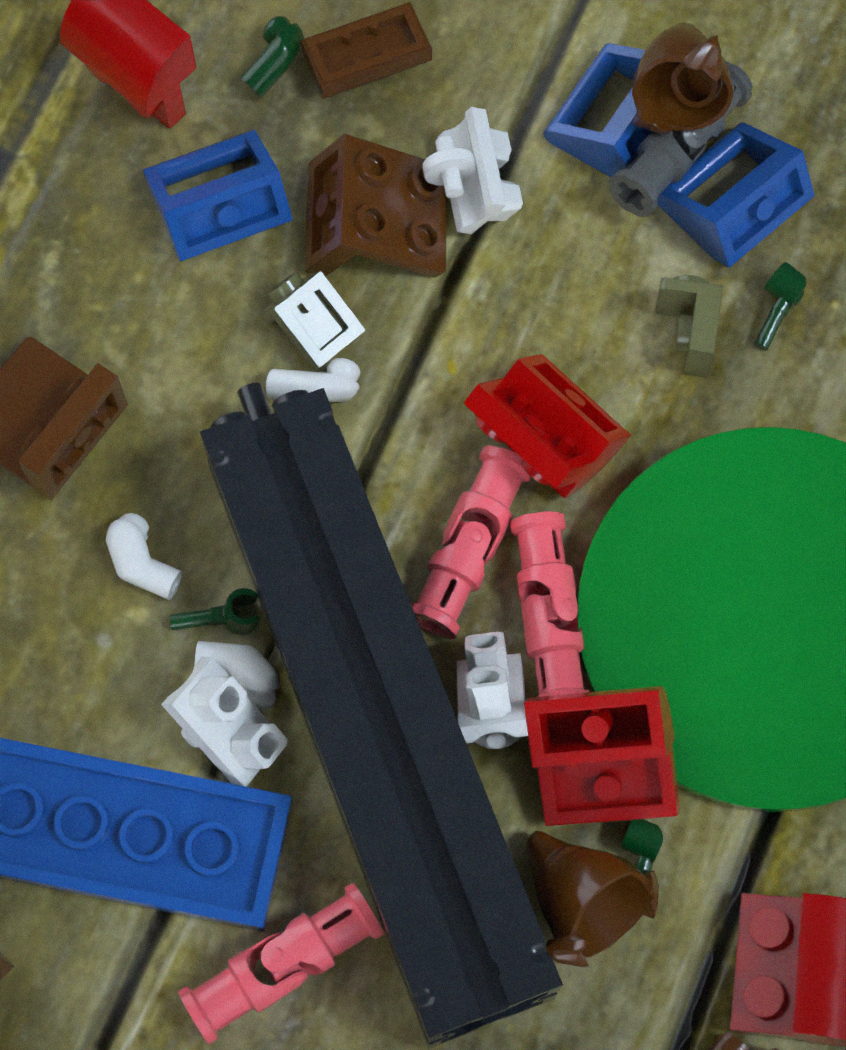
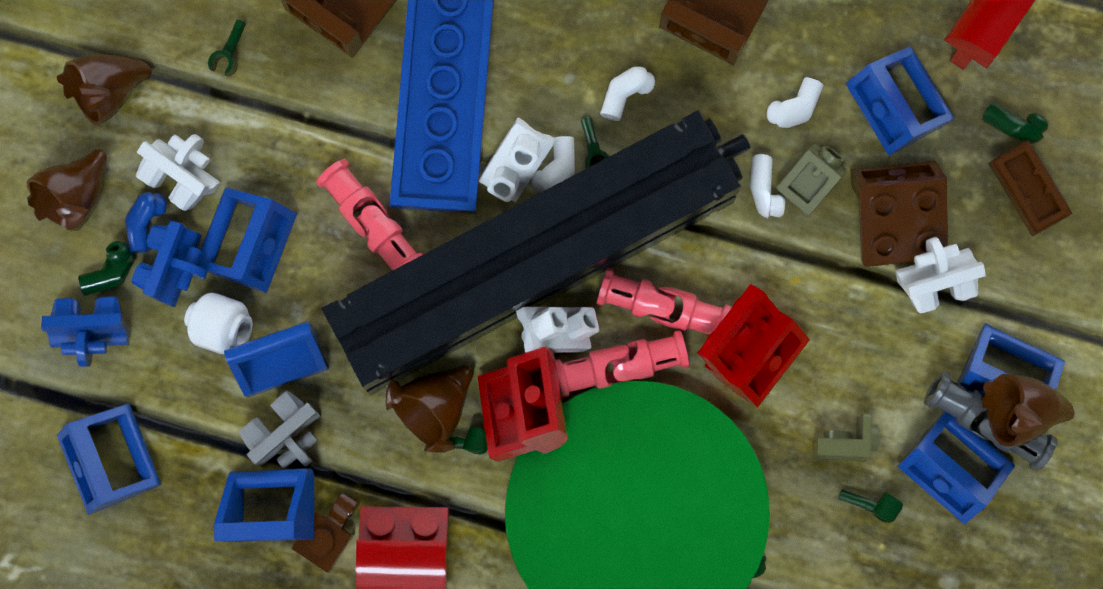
camera: 85 degrees right, 10 degrees up
(207, 325) = (796, 110): none -> white arm

